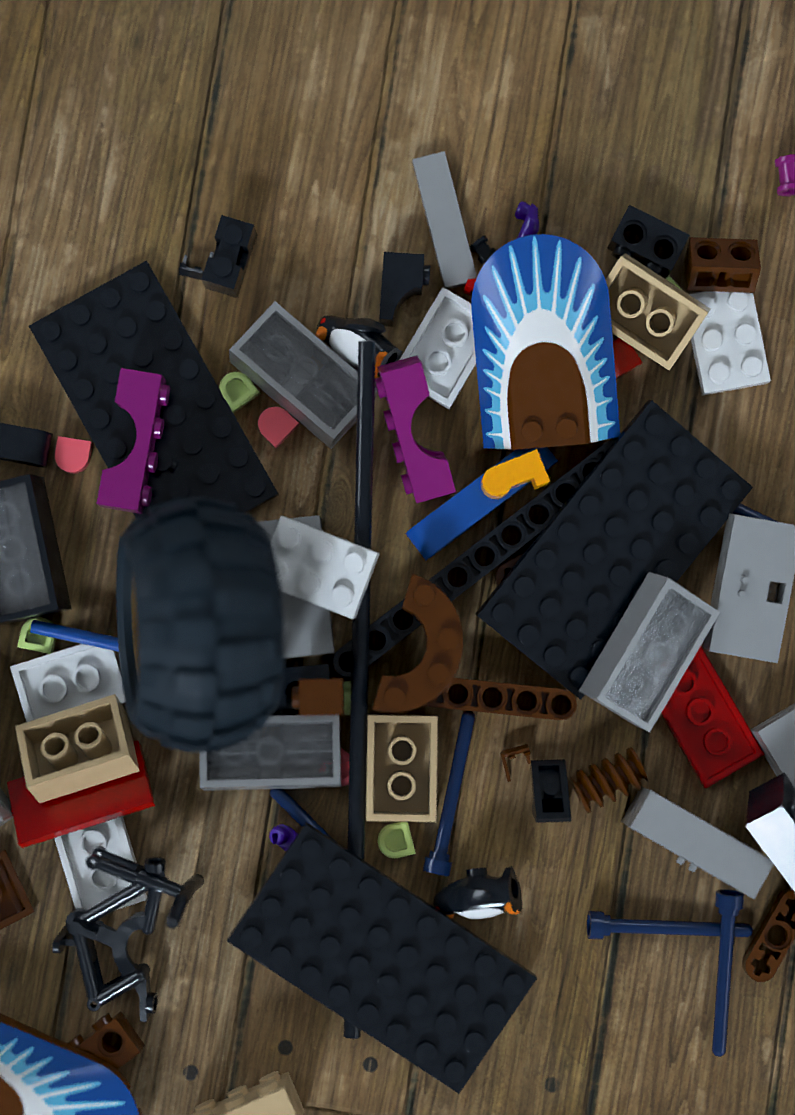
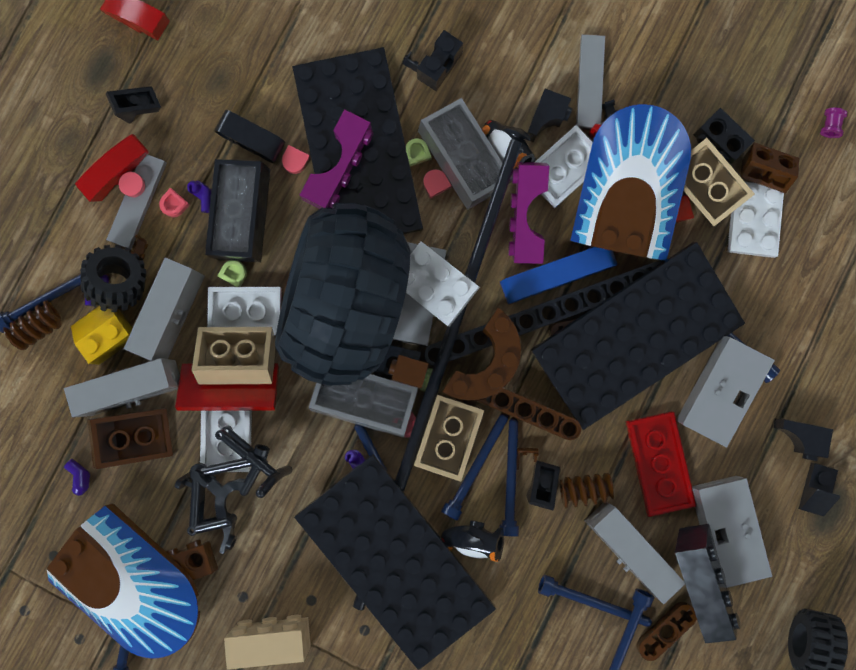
camera: 20 degrees right, 0 degrees up
(74, 635) = (257, 279): blue piece -> none
(396, 840) = (429, 485): yellowish green tile -> none
(513, 473) = (587, 263): light orange leg -> none
(520, 858) = (510, 525): none -> dark blue piece
(530, 216) = (648, 95): dark purple arm -> none
(649, 651) = (642, 411): brick -> none

